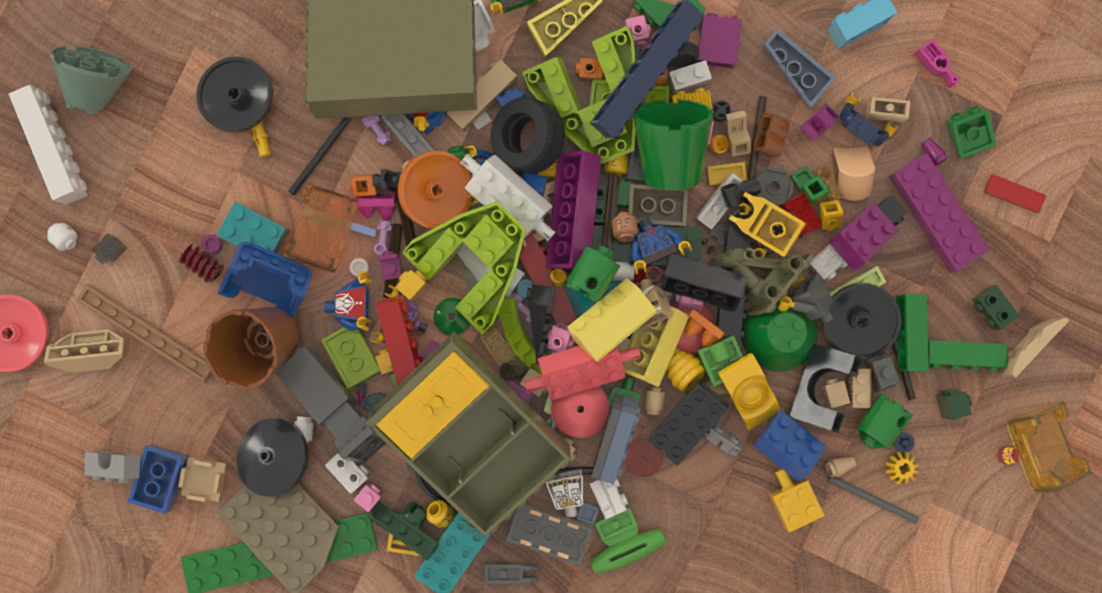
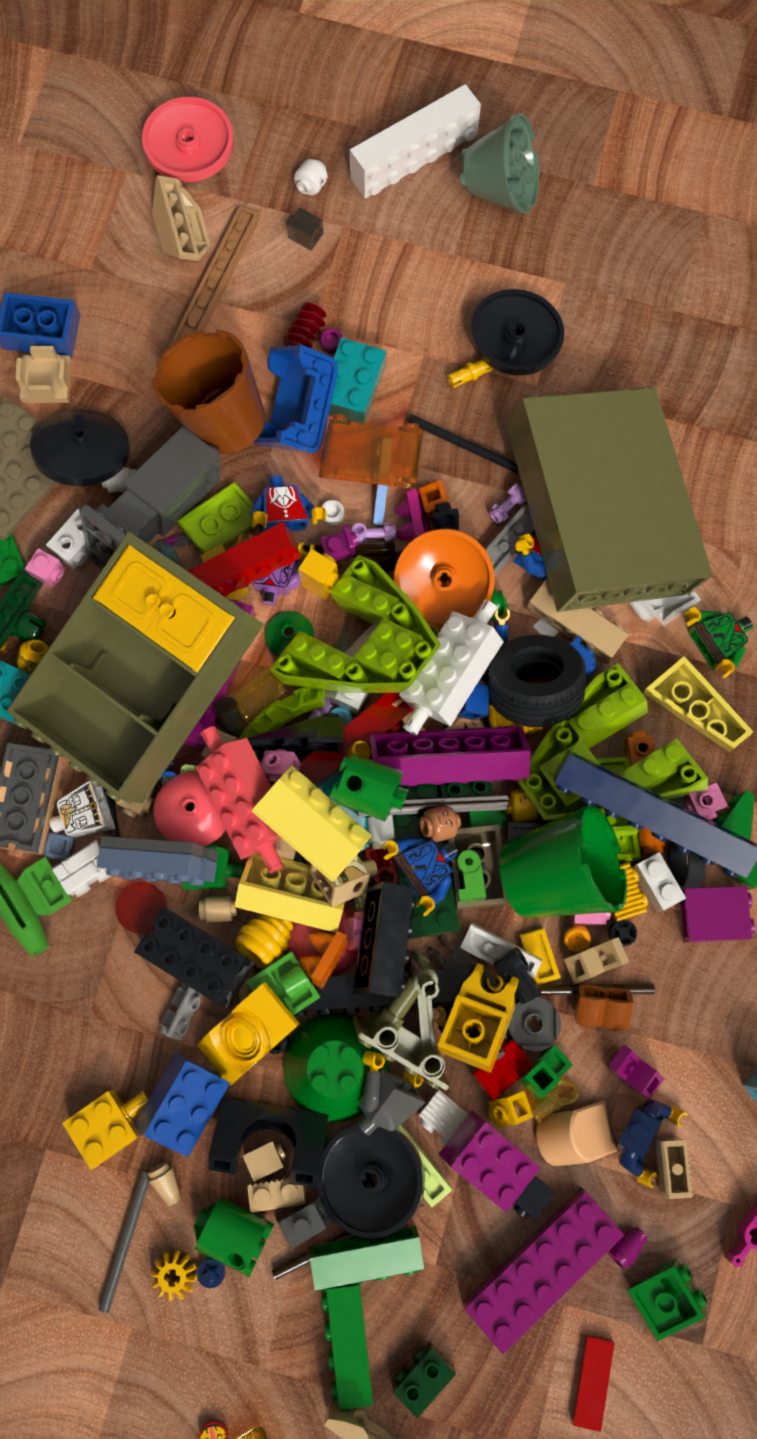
camera: 75 degrees right, 10 degrees down
(112, 466) = (45, 270): light grey arch -> none
(667, 211) = (472, 876): none -> bright green leg
(800, 69) = (702, 1032): sand blue wedge -> none
(954, 404) = (273, 1338): dark green brick -> none

